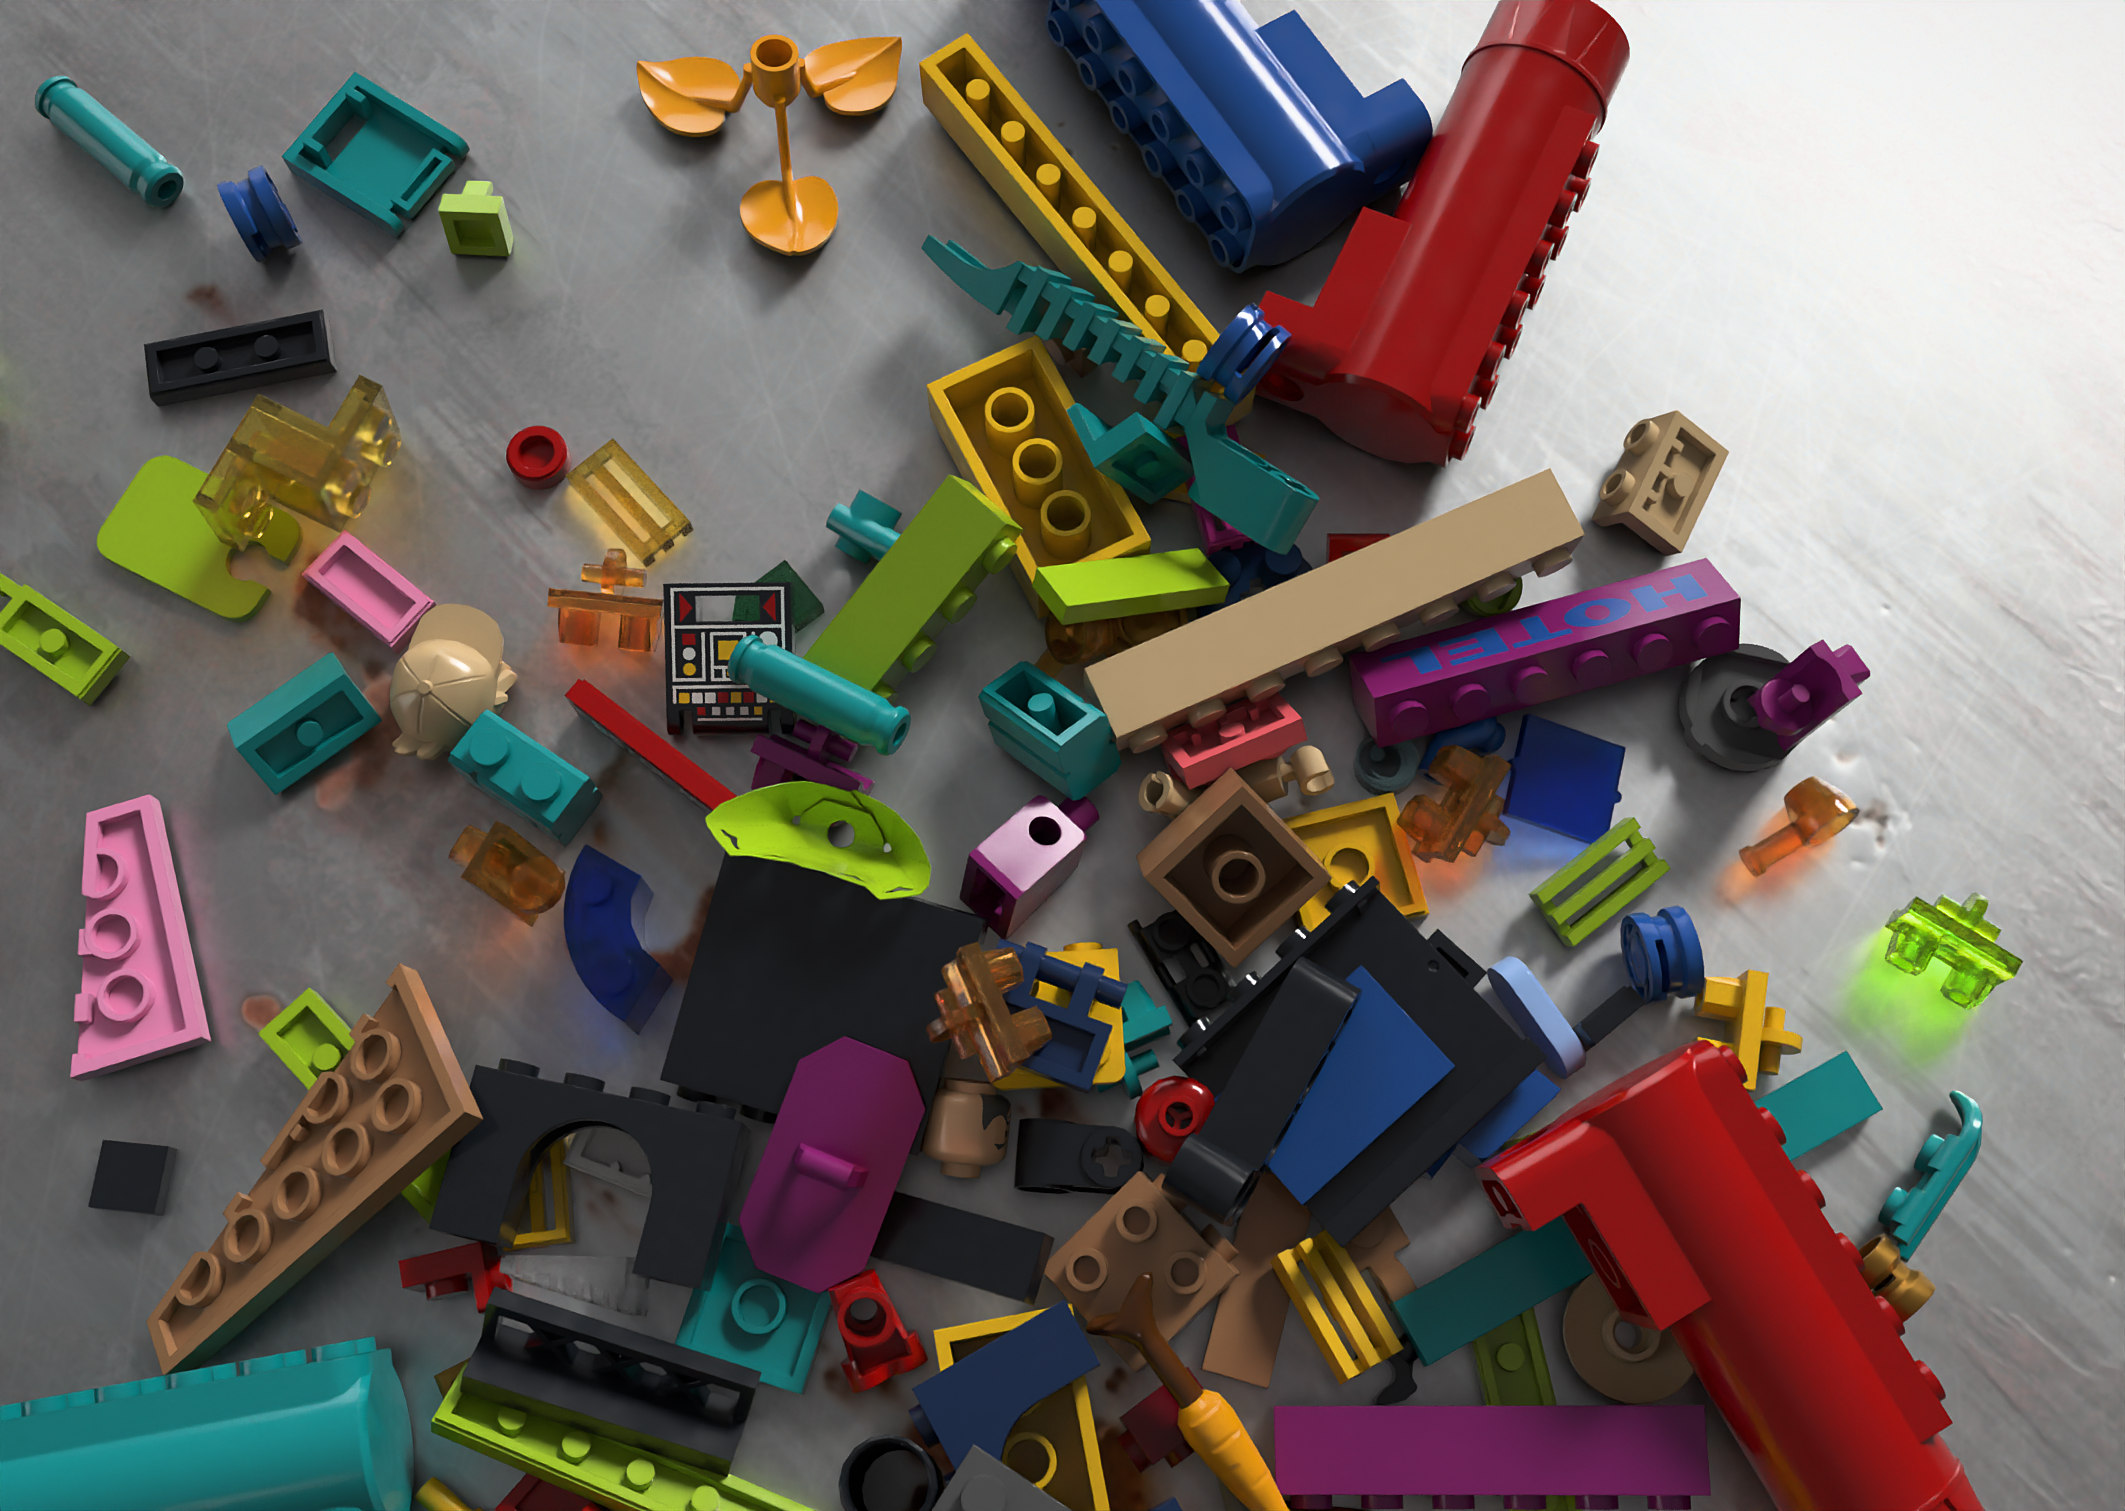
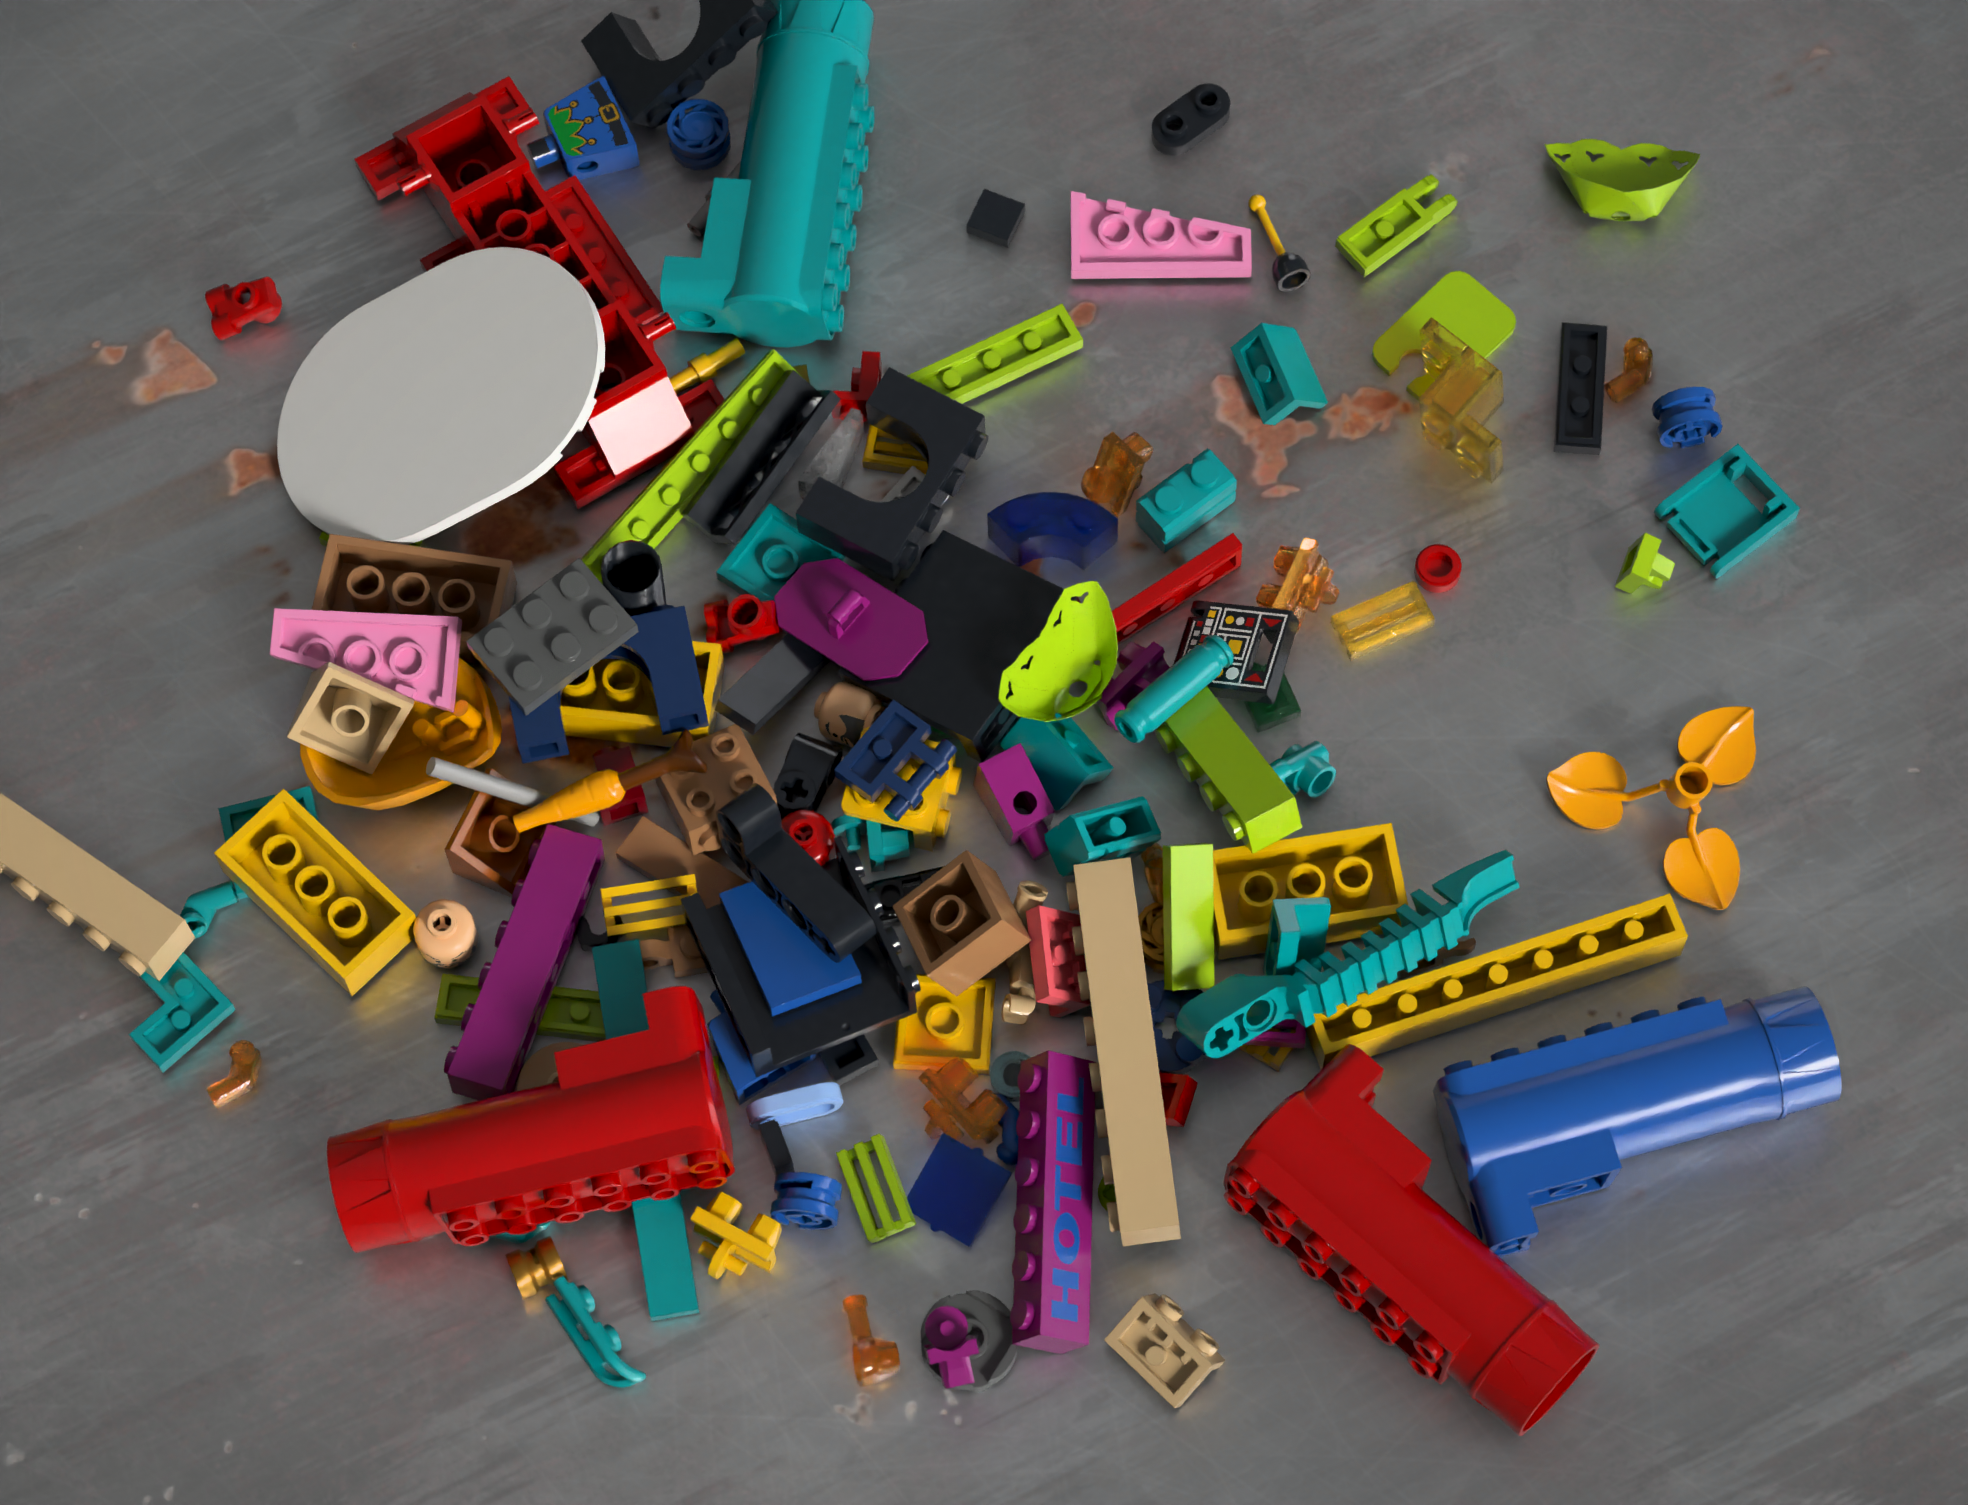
camera: 110 degrees right, 5 degrees down
(109, 141) = (1787, 331): teal axle -> none
(136, 752) = (1288, 269): none -> black hinge
(201, 298) = (1636, 370): none -> clear orange arm
(328, 1171) = (954, 330): medium nougat wing -> none
(369, 591) = (1365, 437): bright pink tile -> none
(448, 679) = (1272, 466): tan hair -> none
(951, 821) = (1060, 756): none -> teal panel
(978, 1015) = (925, 712): clear orange hips -> none
(1238, 348) = (1334, 1024): blue wheel -> none
(1956, 937) = (760, 1395): clear neon green hips -> none

